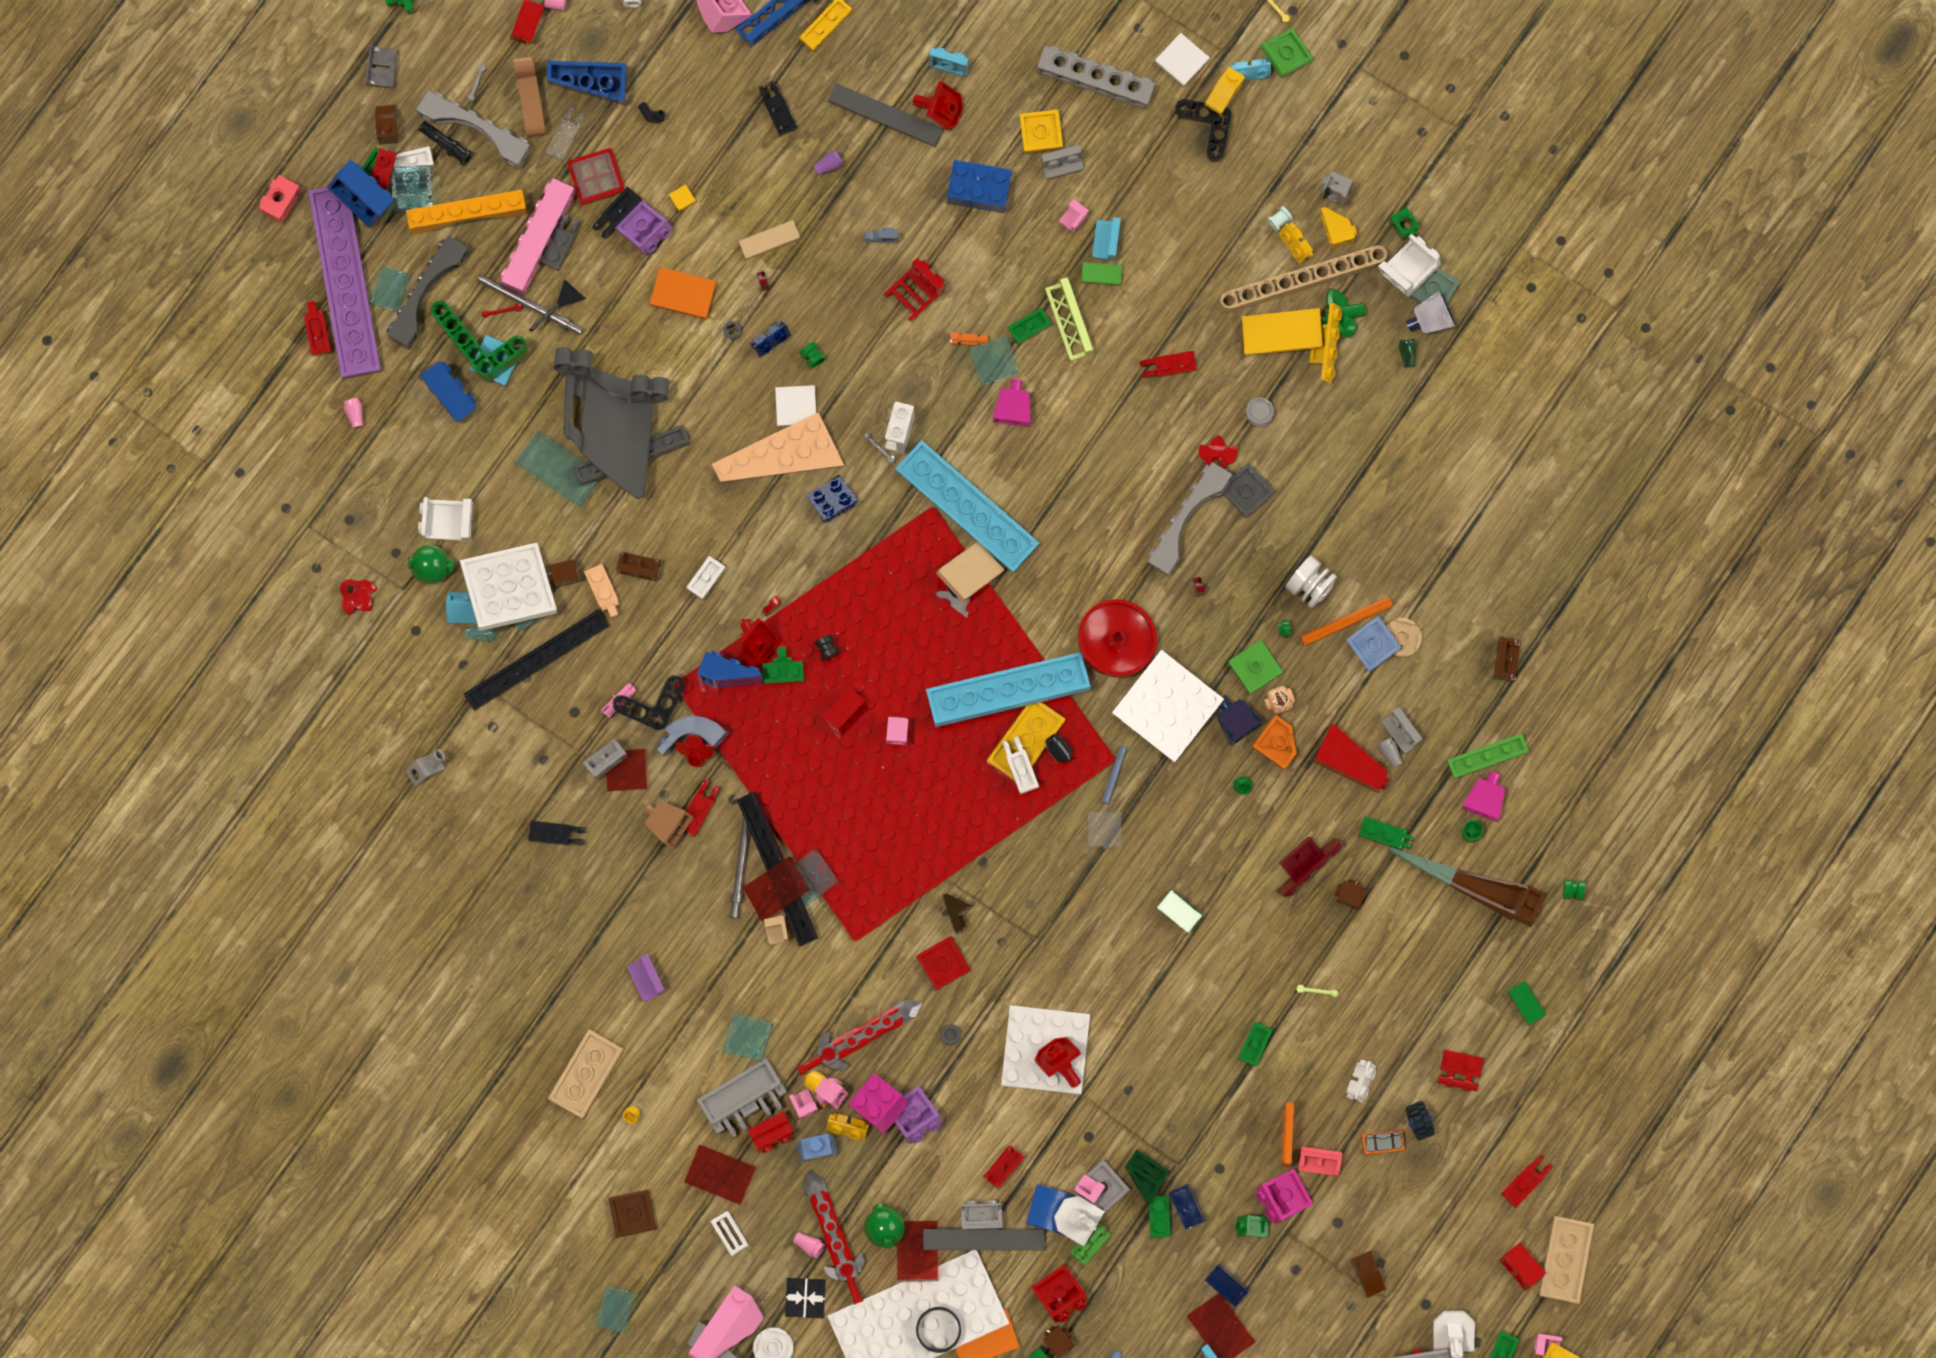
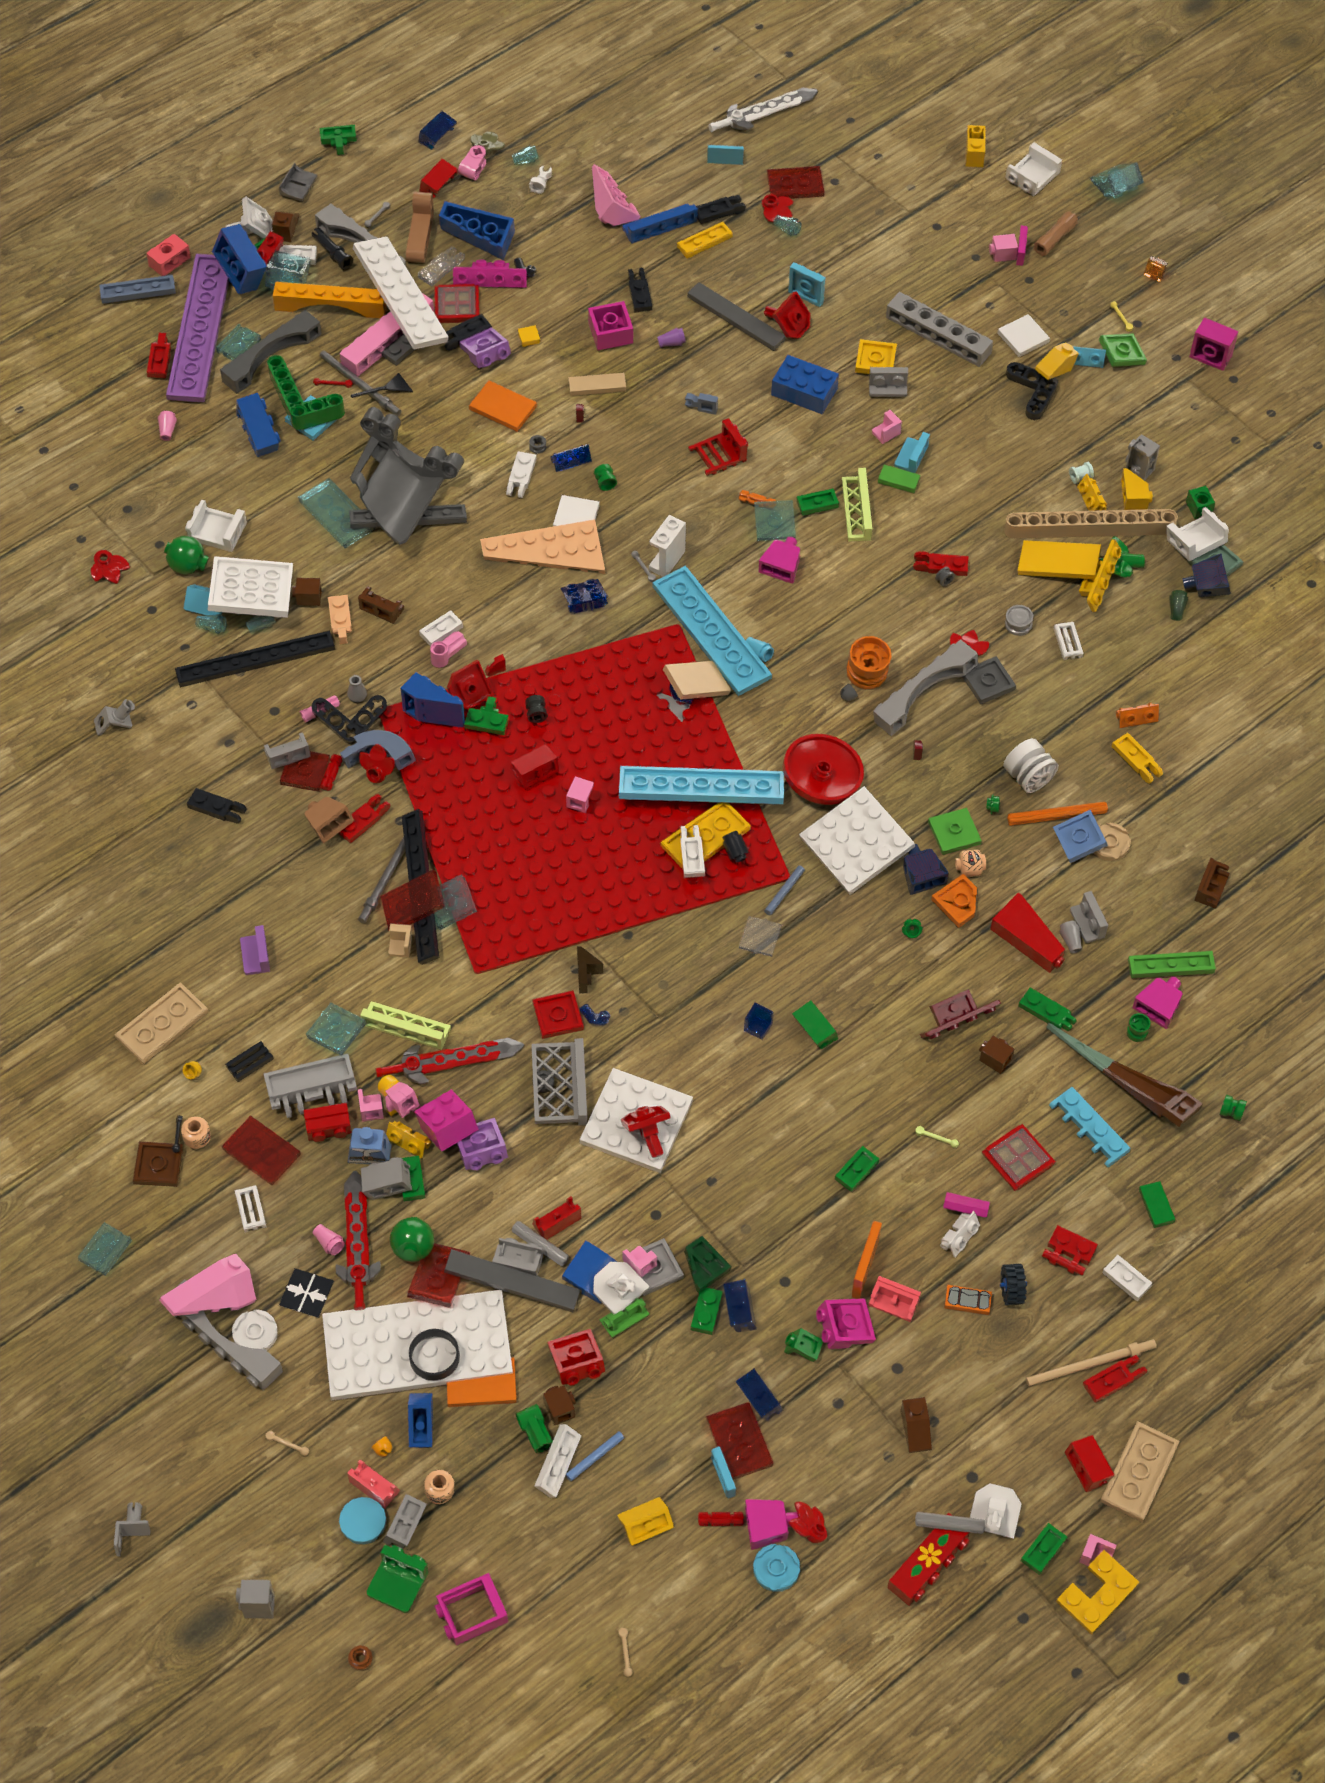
camera: 15 degrees right, 20 degrees down
(263, 250) = (137, 289): none -> sand blue plate
(356, 133) = (254, 219): none -> white piece
(539, 190) = (400, 293): none -> white plate
(619, 131) = (490, 275): none -> dark pink bracket
(644, 1196) = (176, 1148): none -> black hinge
(650, 675) = (356, 689): none -> light grey cone
(652, 767) = (331, 772): none -> red axle
(652, 1172) = (196, 1132): none -> light nougat head
(676, 1093) = (246, 1059): none -> black tile
(719, 598) = (442, 651): none -> bright pink piece
(726, 370) = (521, 473): none -> white hinge
(763, 168) = (610, 325): none -> dark pink brick
(808, 1020) = (404, 1028): none -> yellowish green fence
(842, 1175) = (386, 1178): none -> light grey hinge
(862, 1164) = (416, 1180): none -> green plate
(978, 958) = (595, 1018): none -> clear blue arm
(982, 1026) = (578, 1082): none -> light grey fence
(996, 1194) = (549, 1249): none -> light grey axle
(1019, 515) = (762, 649): none -> medium azure cone
(1116, 542) = (848, 693): none -> dark grey hinge
(1128, 922) = (758, 1021): none -> clear blue panel
(1139, 502) = (868, 662): none -> orange wheel
(1176, 381) = (944, 576): none -> dark grey bush
(1319, 436) = (1079, 652): none -> white tile
(1360, 1052) = (966, 1204): none -> dark pink tile
(1377, 26) = (1213, 344): none -> dark pink brick
(1394, 991) = (1018, 1157): none -> clear piece
(1404, 486) = (1139, 715): none -> orange hinge
(1406, 538) = (1137, 757): none -> yellow hinge
(1452, 941) = (1091, 1125): none -> medium azure hinge
(1516, 1083) = (1127, 1278): none -> white plate
(1536, 1150) = (1131, 1350): none -> tan bar

